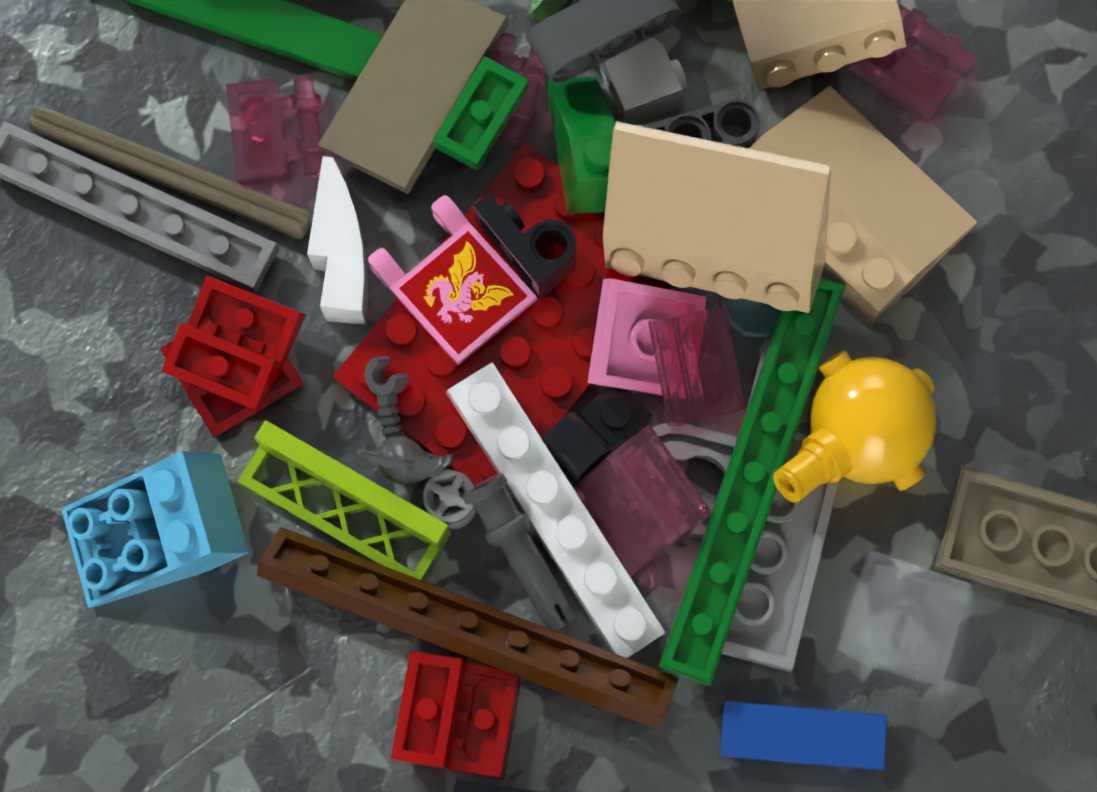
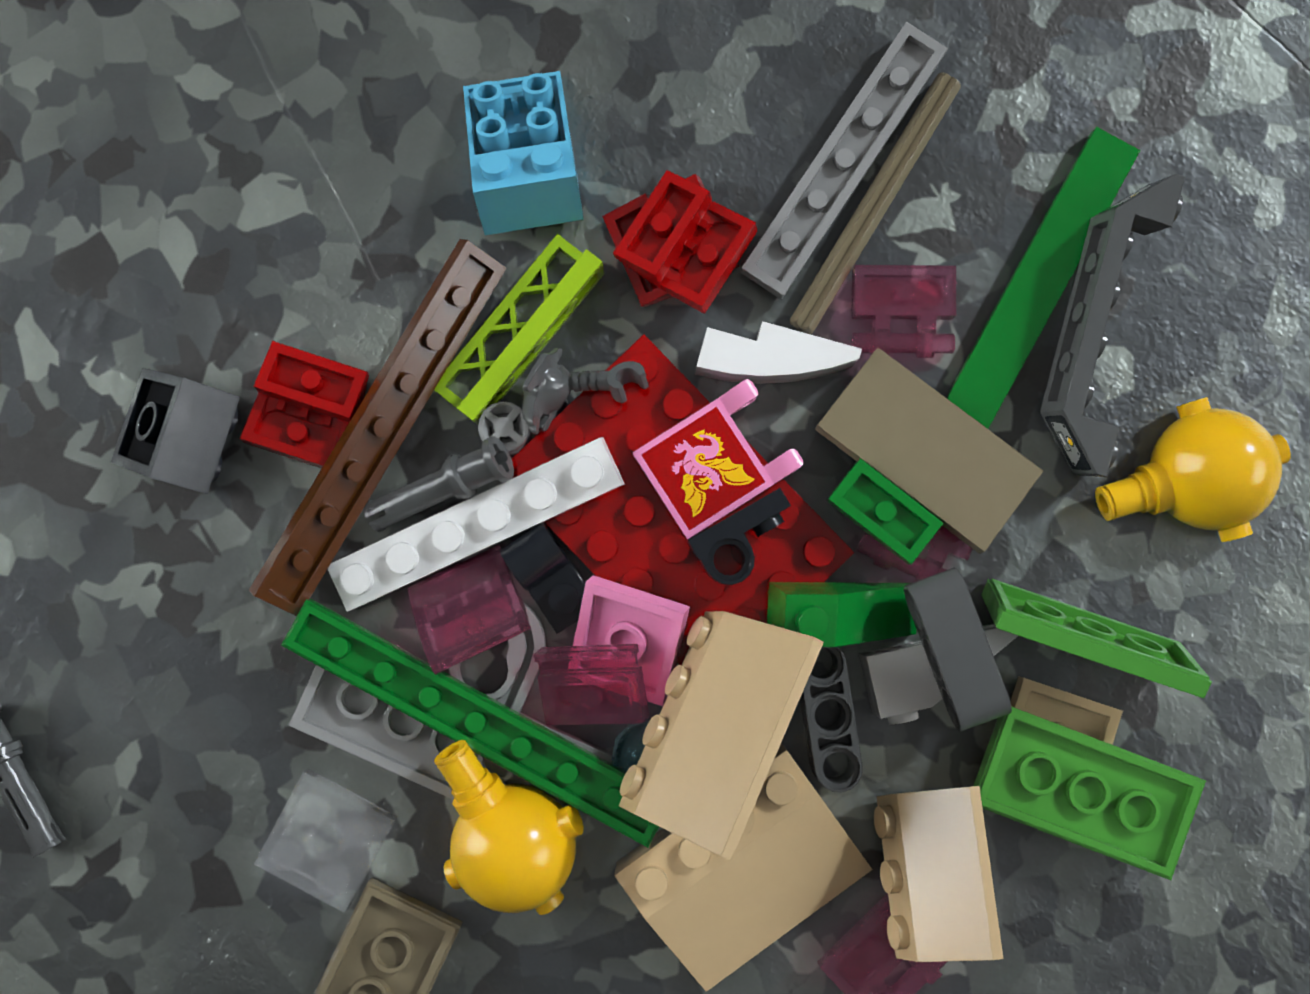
camera: 100 degrees right, 10 degrees up
(803, 736) = (233, 725): blue tile -> none

